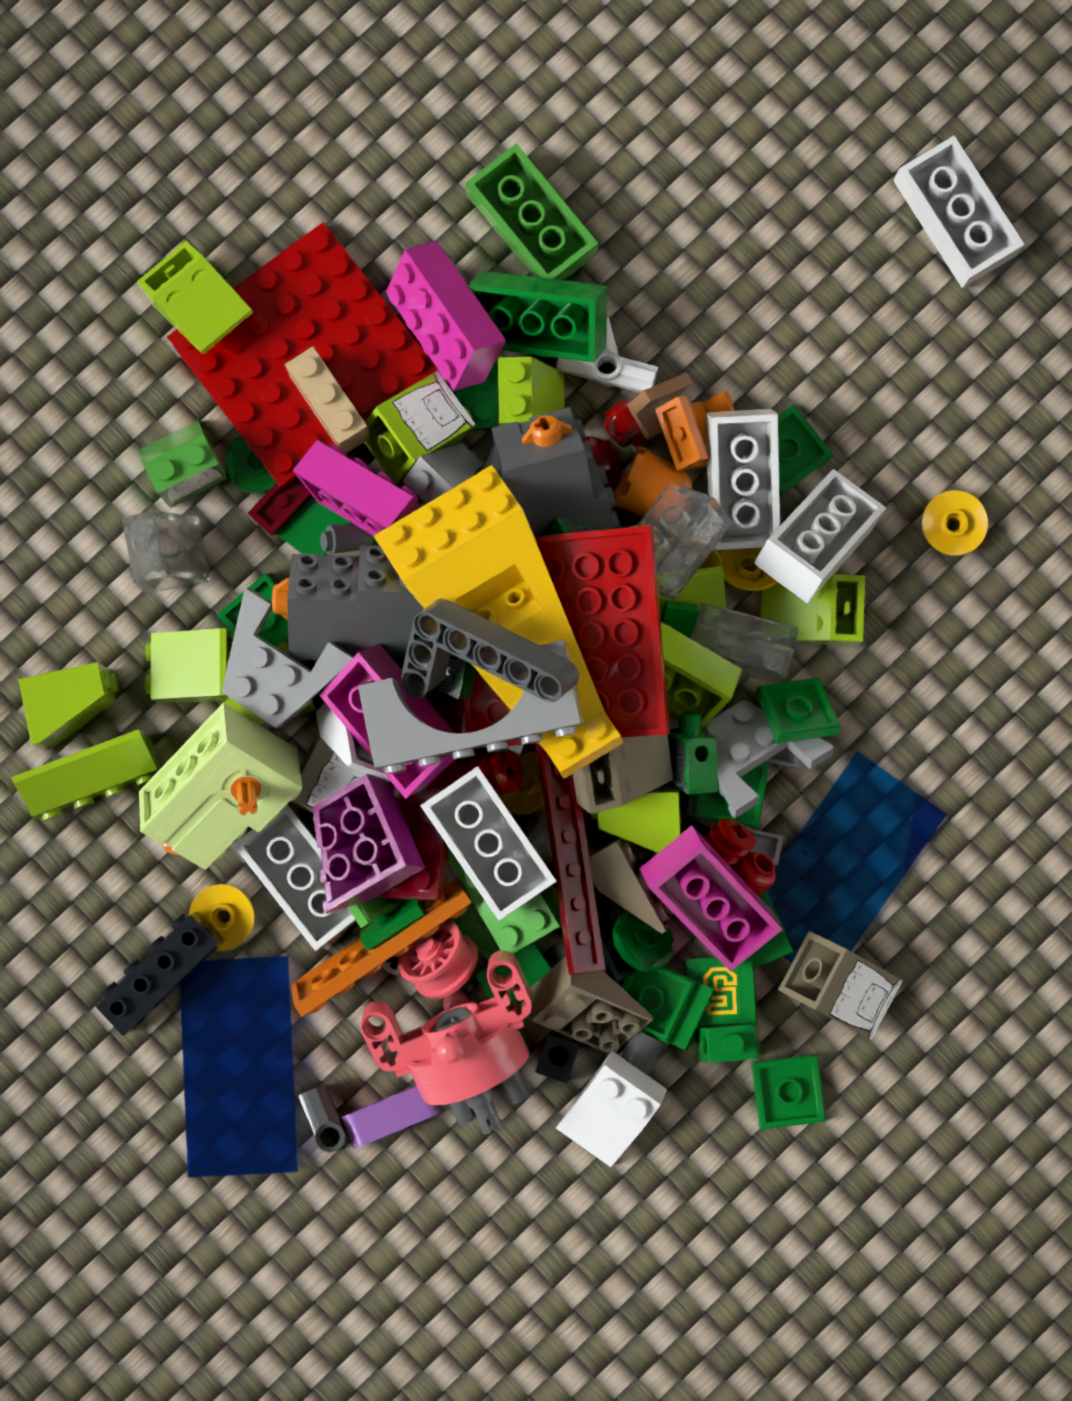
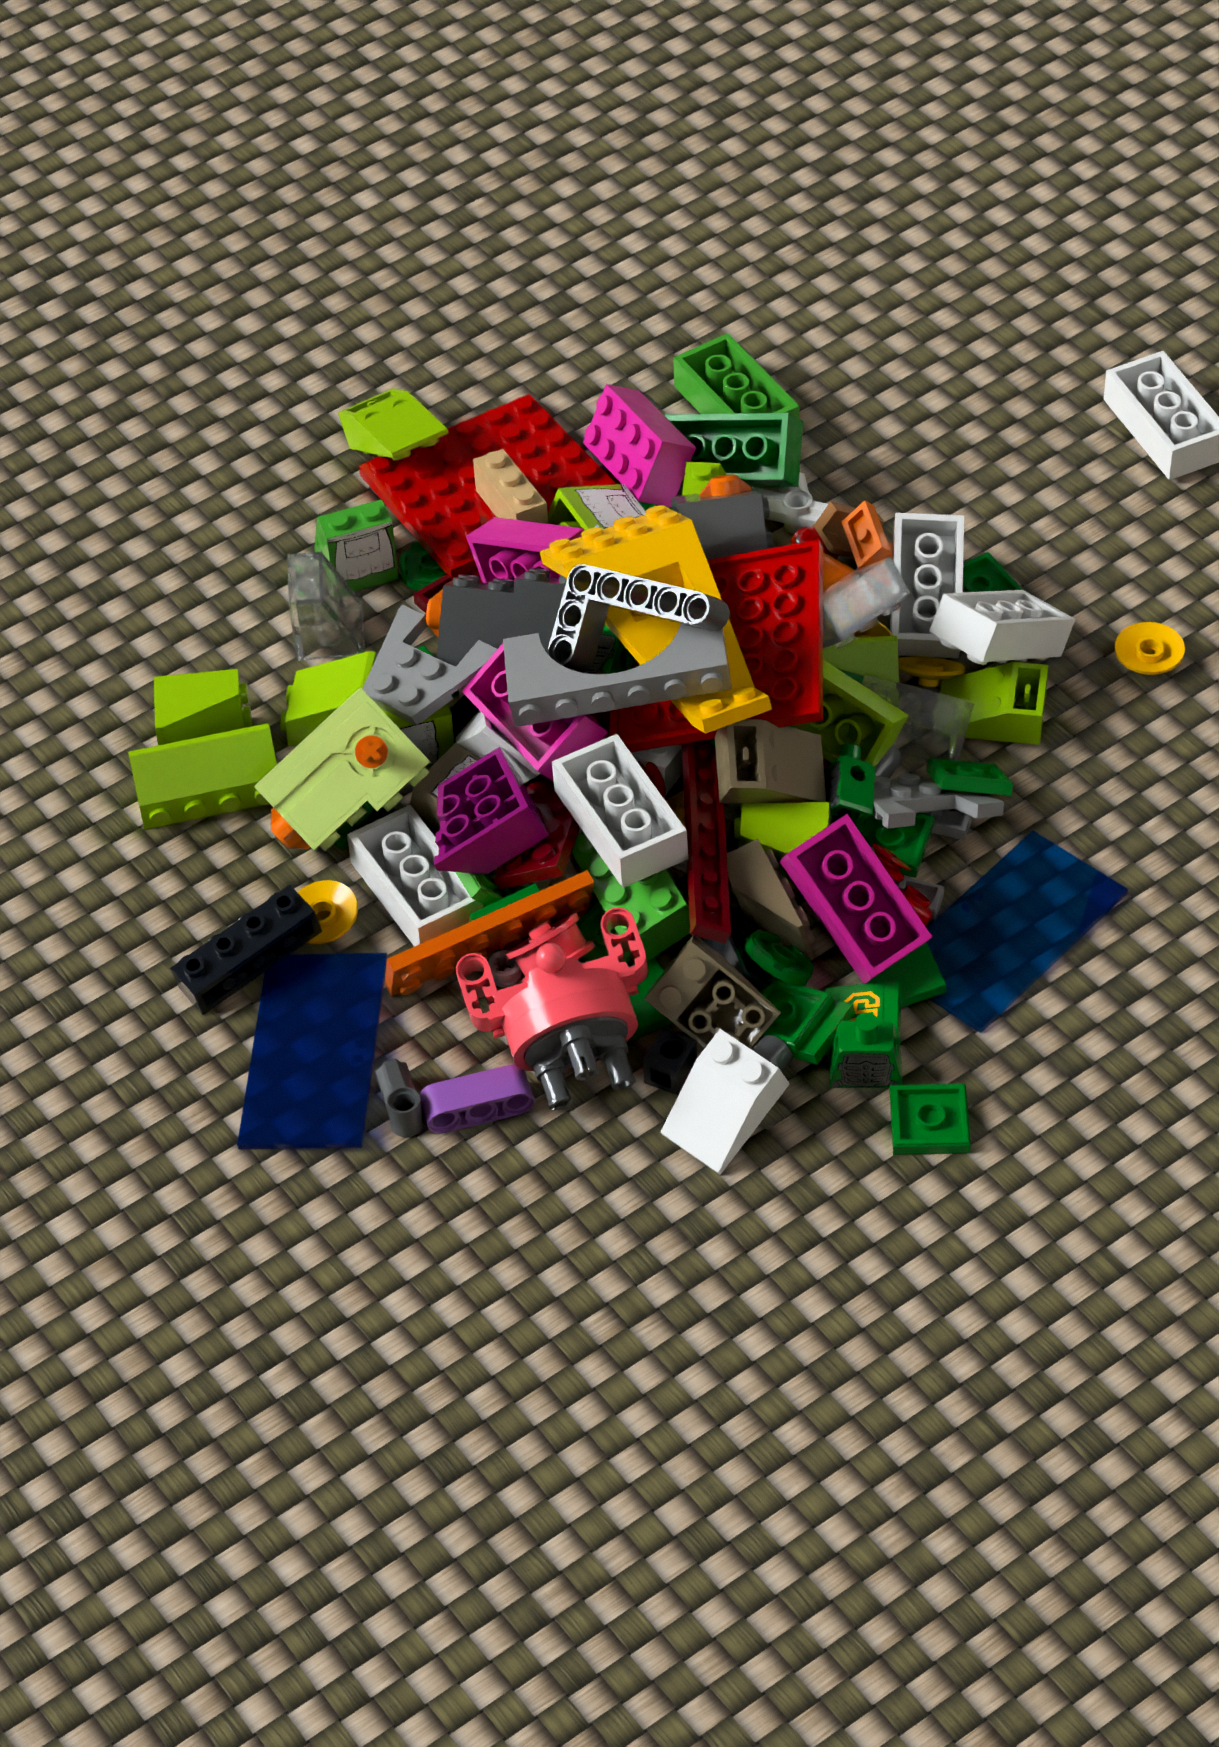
camera: 10 degrees right, 35 degrees down
(840, 985) = (998, 1013): slope -> none

